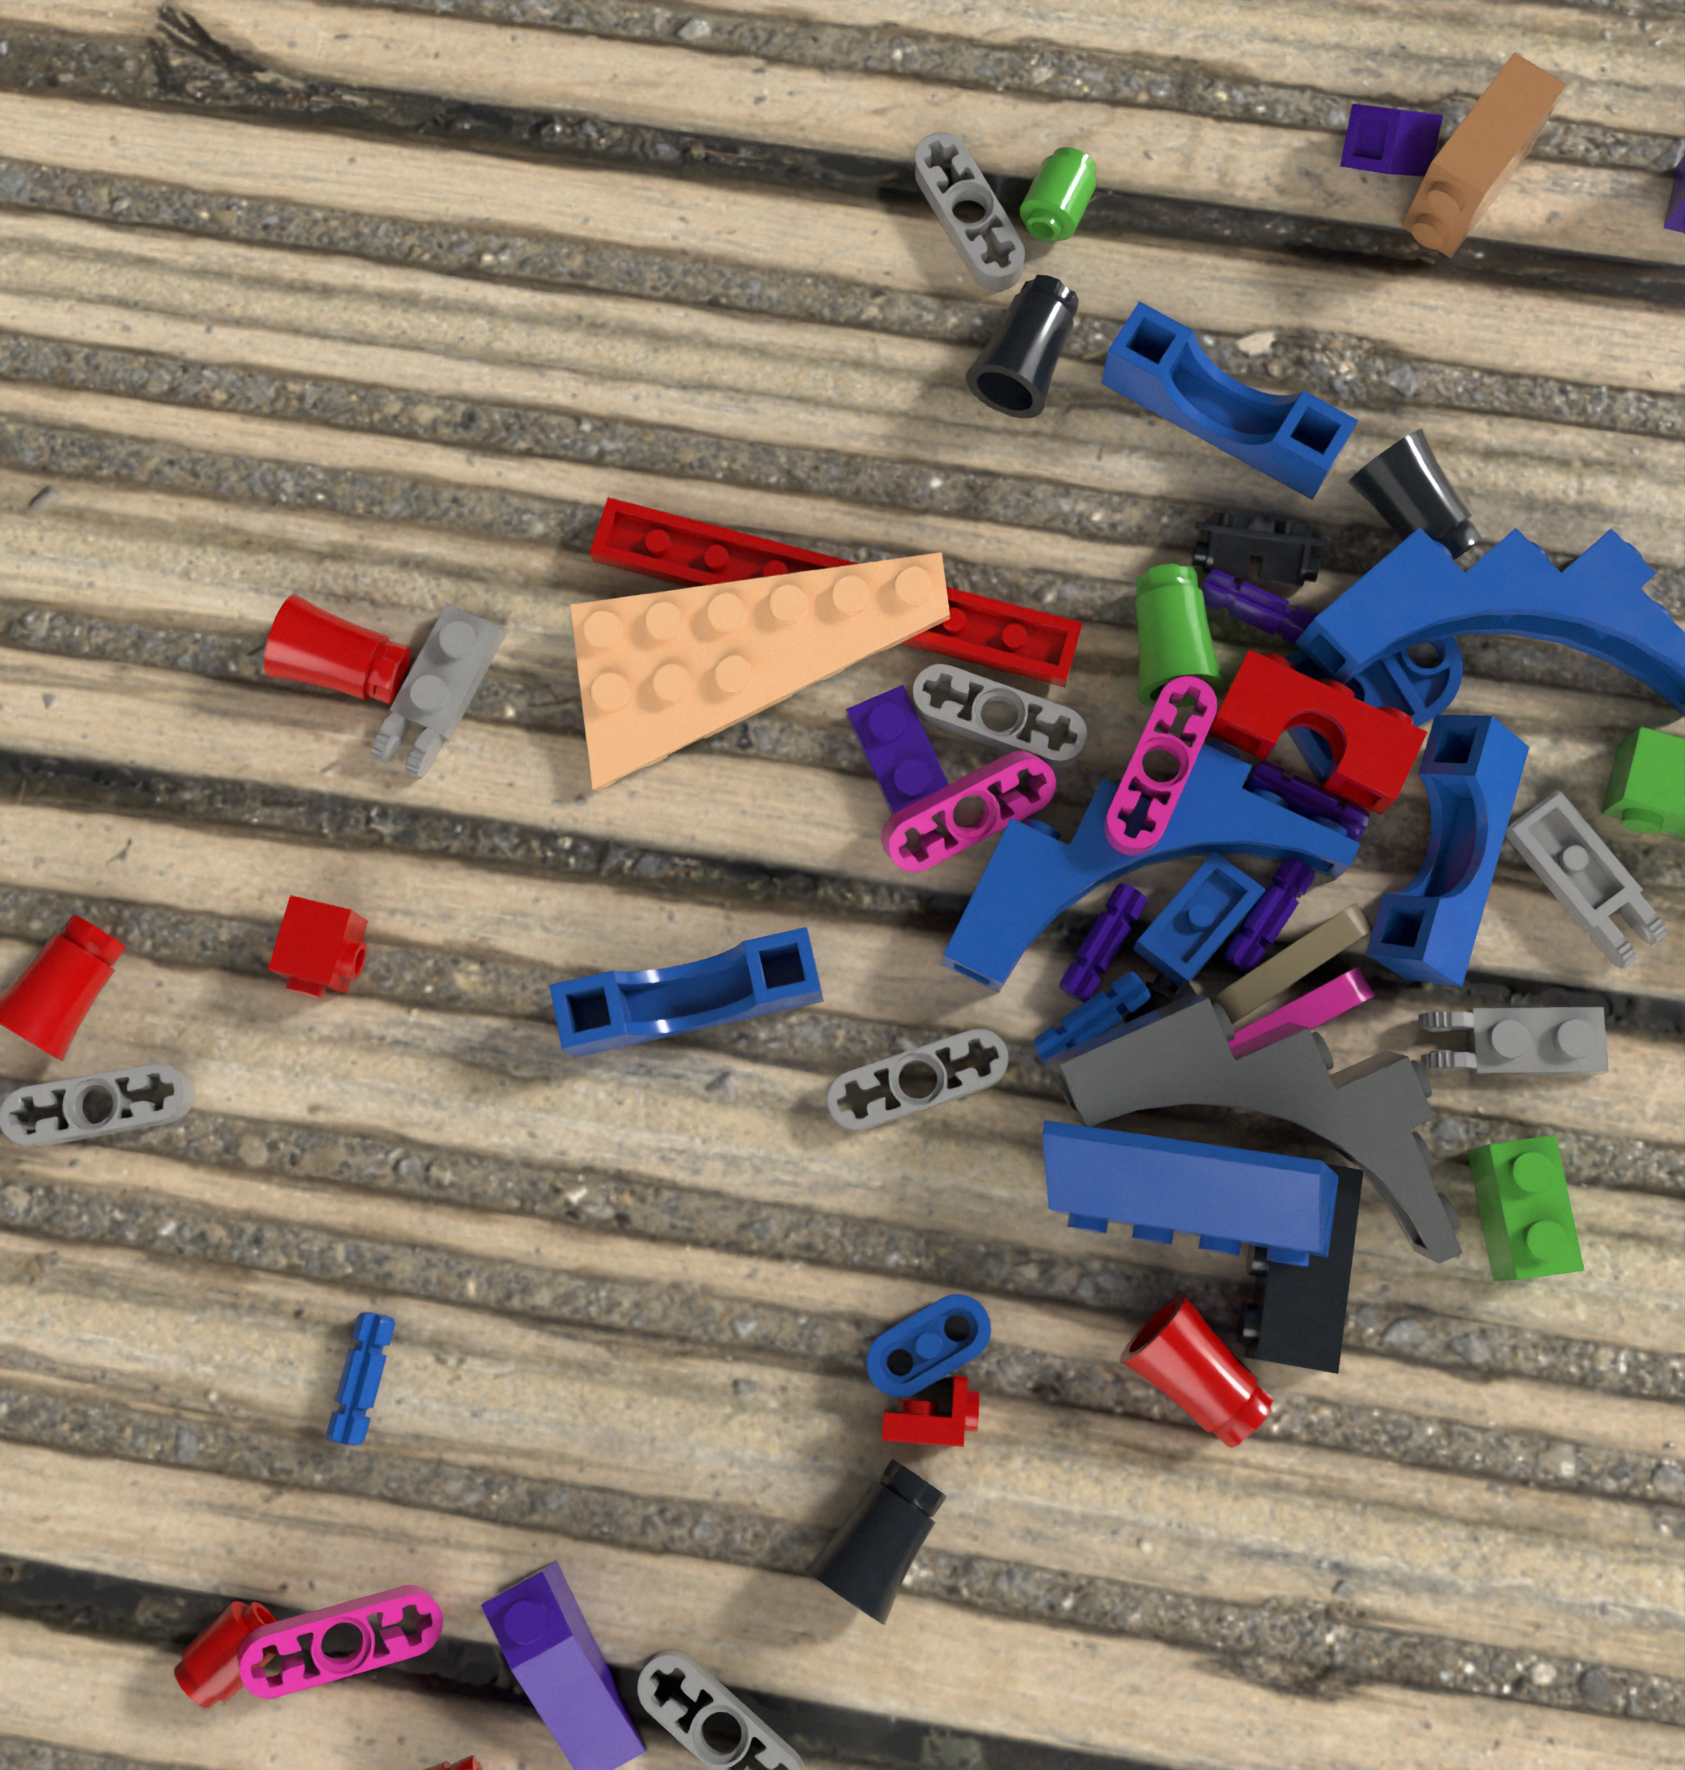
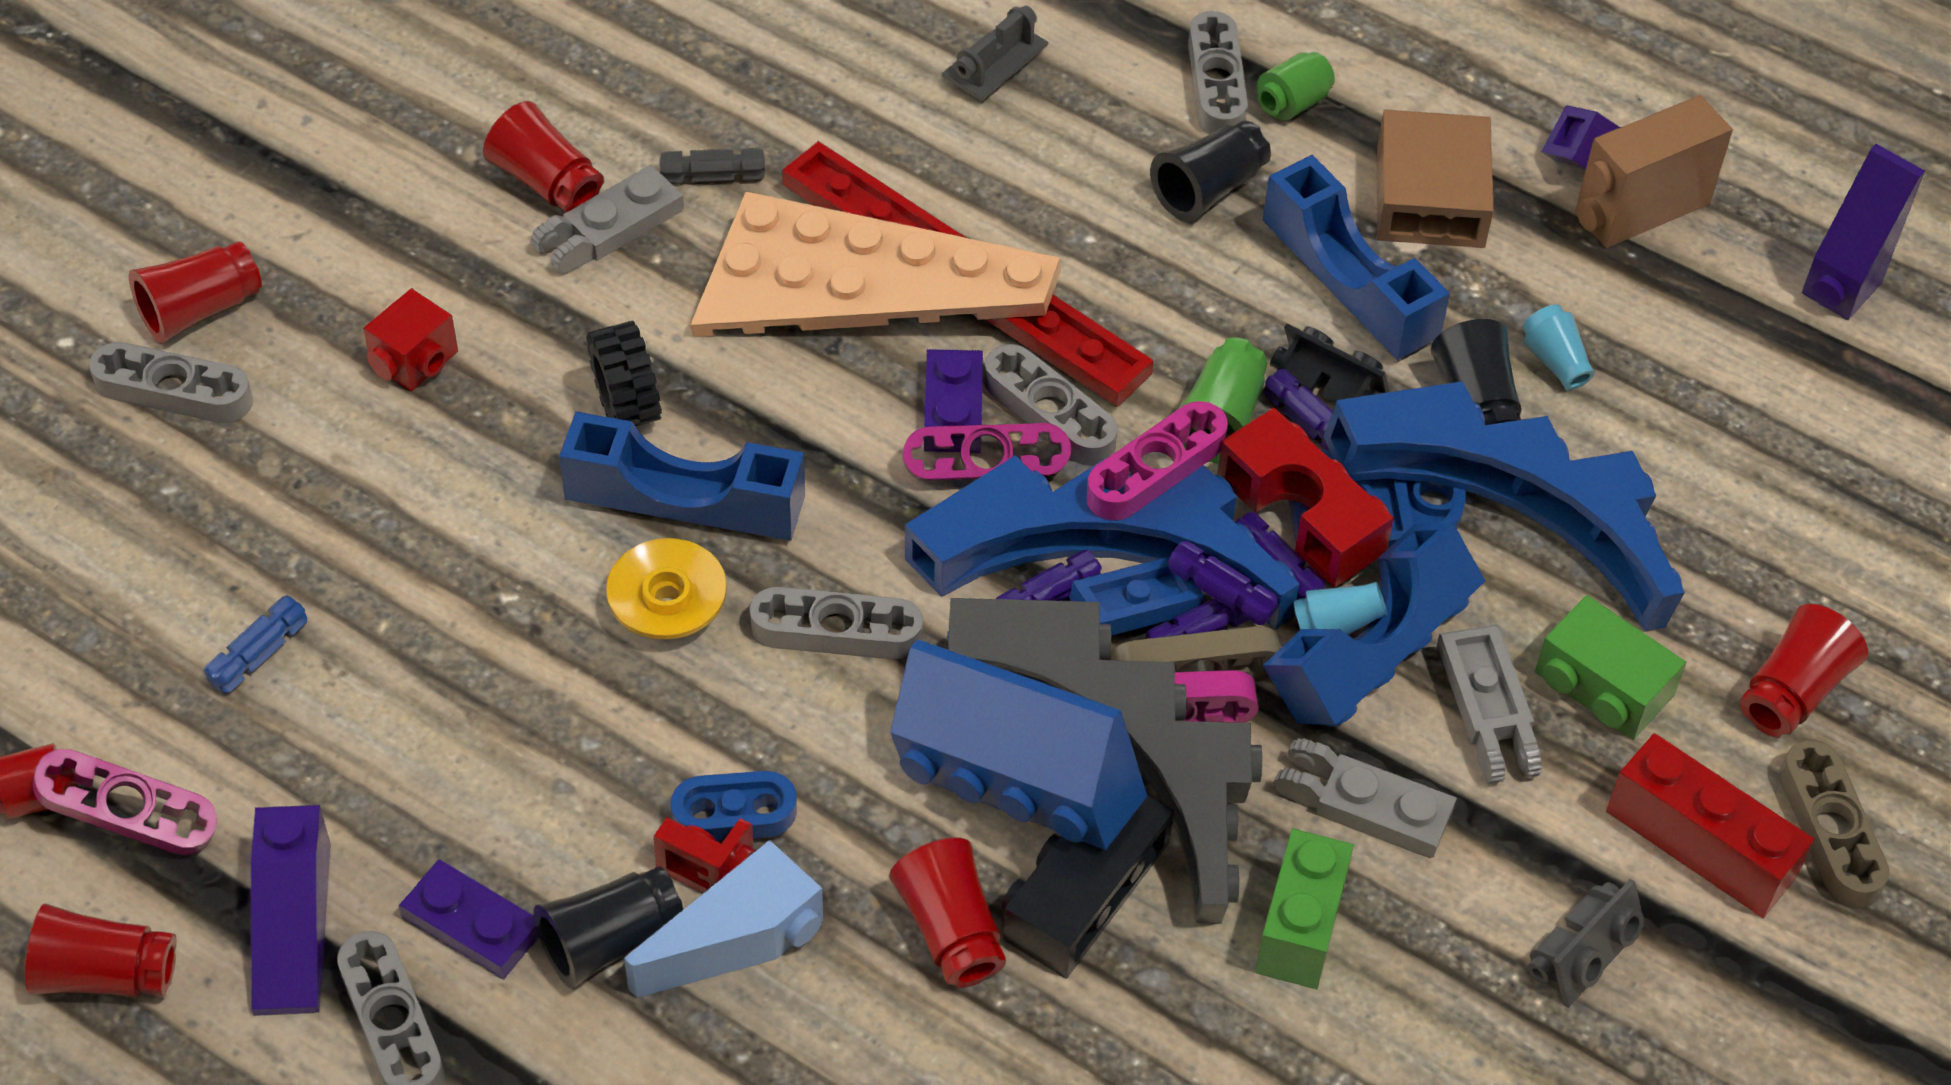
camera: 15 degrees right, 25 degrees down
(509, 571) = (713, 165): none -> dark grey axle
(566, 900) = (624, 373): none -> black tyre
(716, 1100) = (661, 571): none -> yellow dish
(732, 292) = (997, 54): none -> dark grey hinge
(738, 1585) = (470, 919): none -> dark purple plate
(1003, 1477) = (732, 926): none -> light blue slope
(1255, 254) = (1434, 178): none -> medium nougat brick
(1283, 873) = (1223, 583): none -> dark purple axle
(1403, 848) = (1340, 608): none -> medium azure cone
(1468, 414) = (1557, 343): none -> medium azure cone

